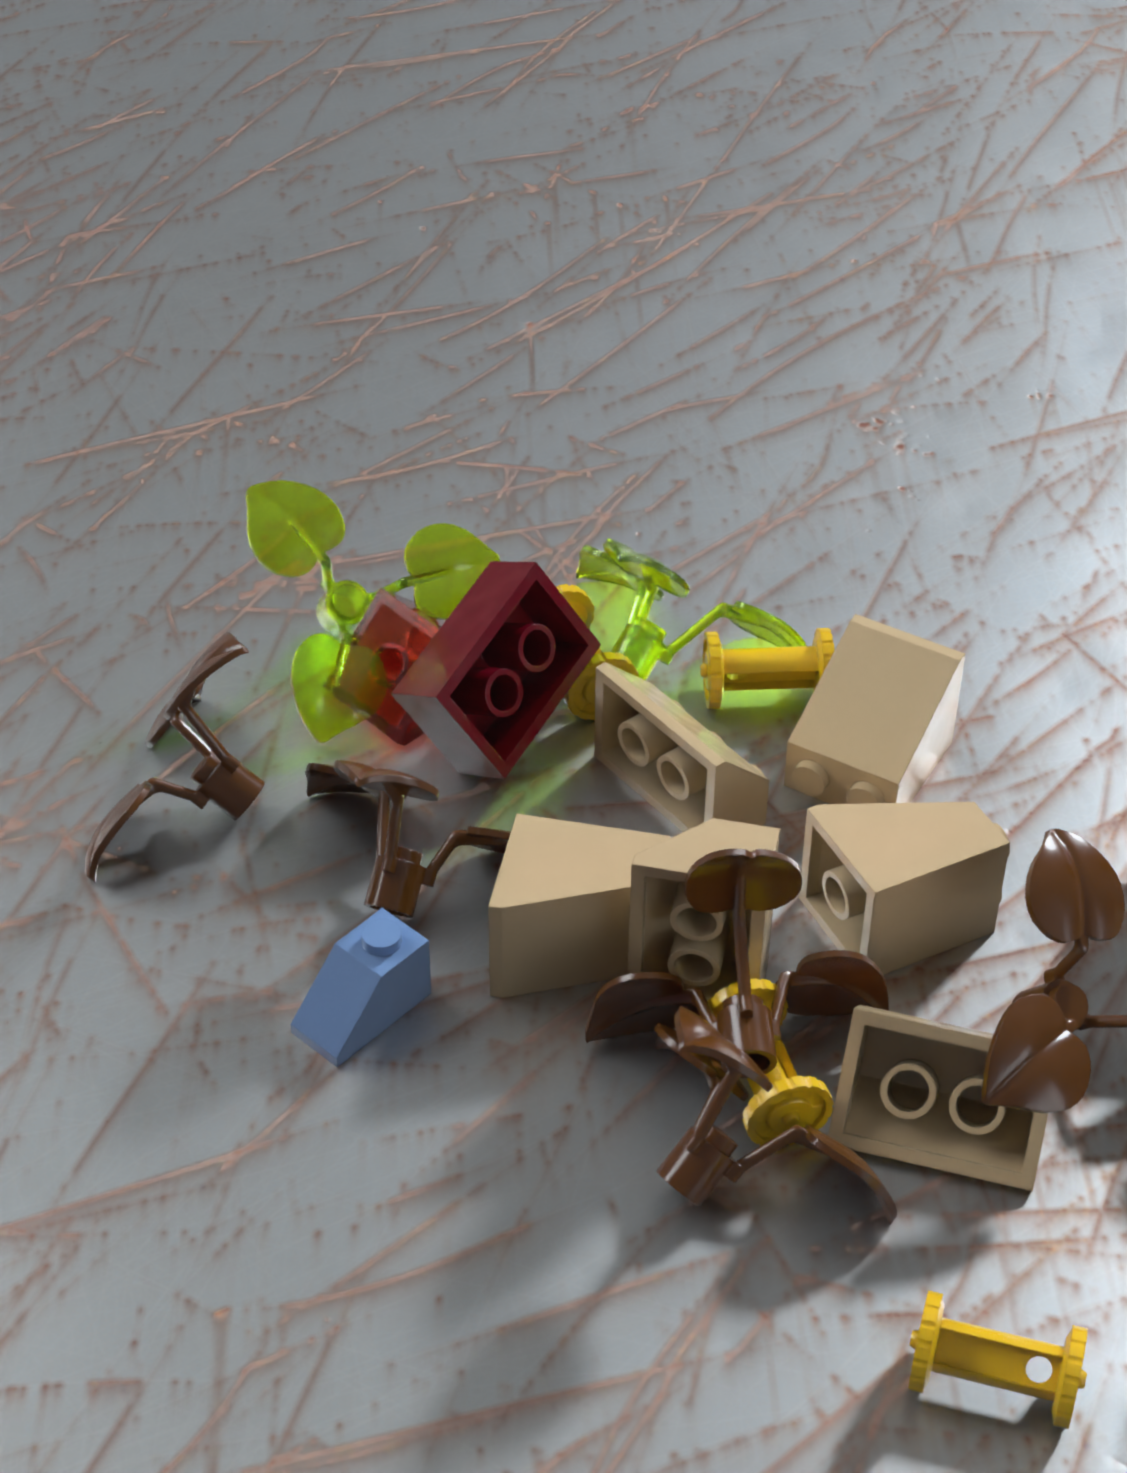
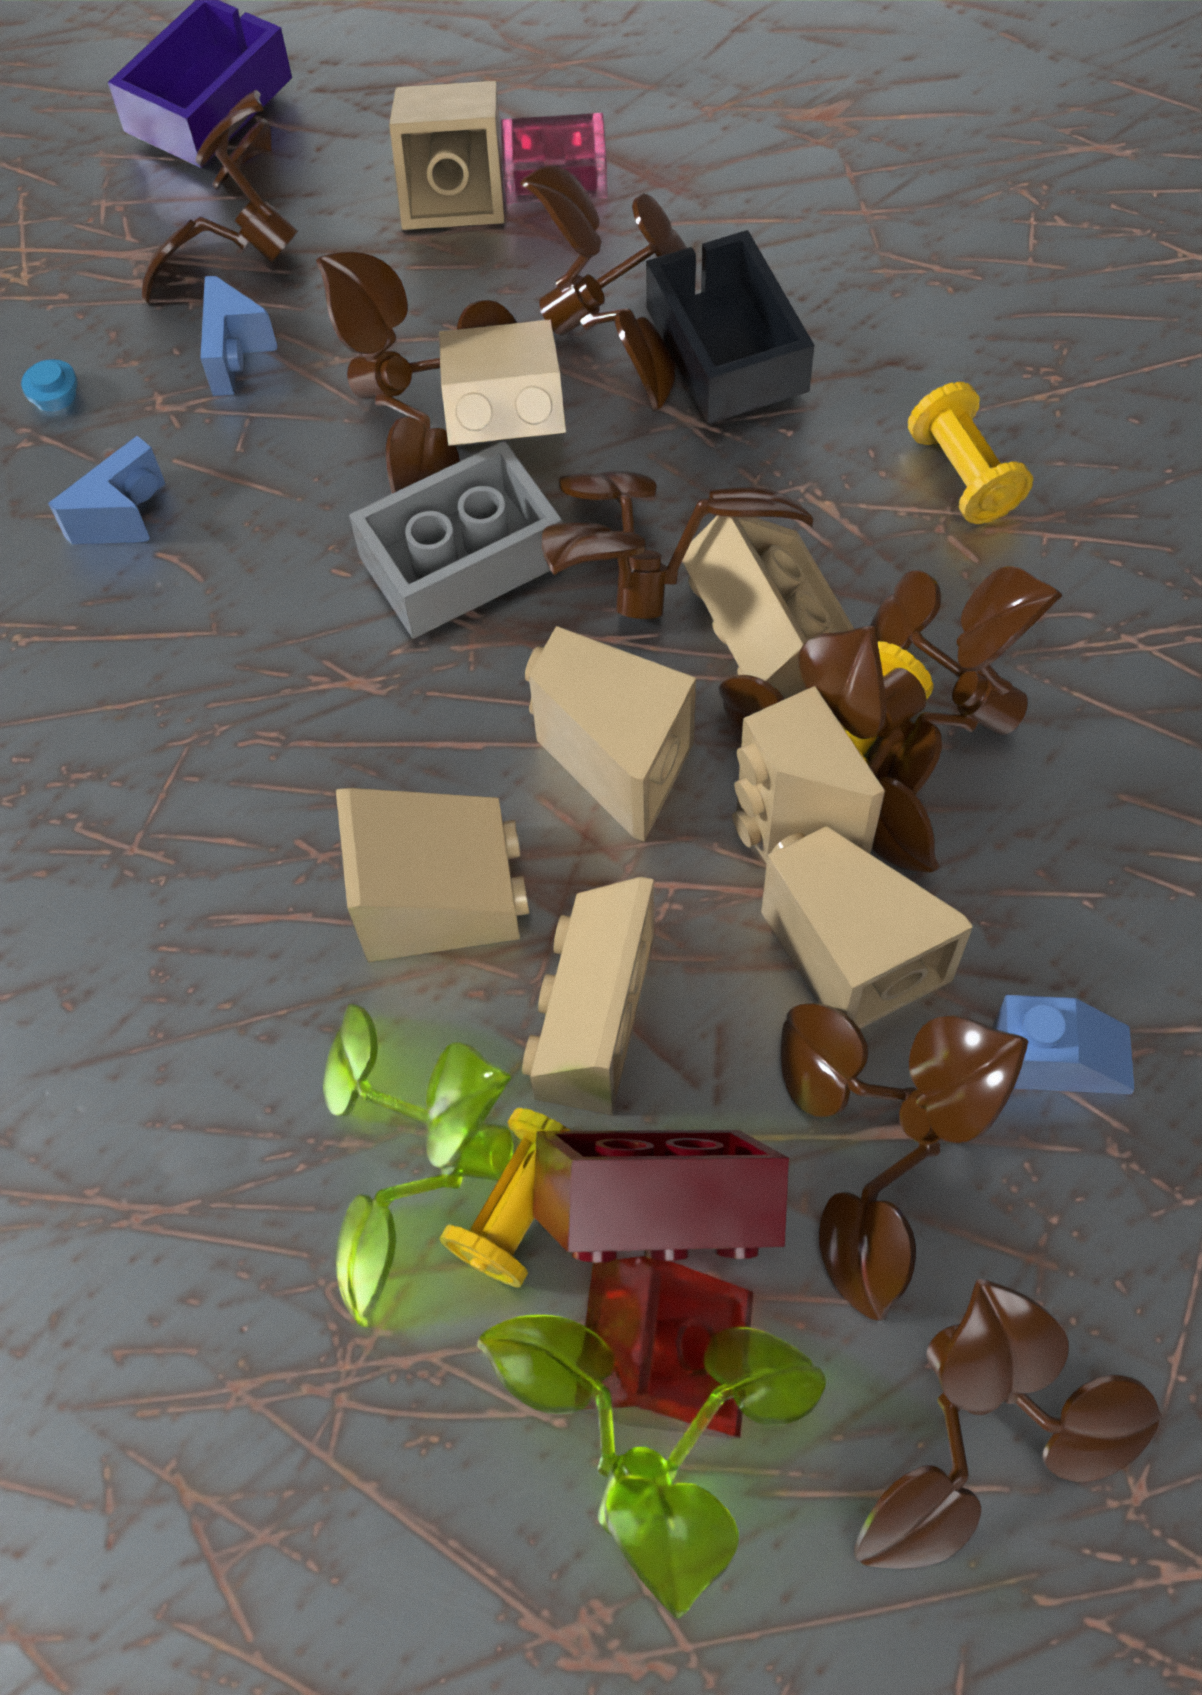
camera: 125 degrees left, 20 degrees up
(762, 667) = (373, 978): yellow hose -> none

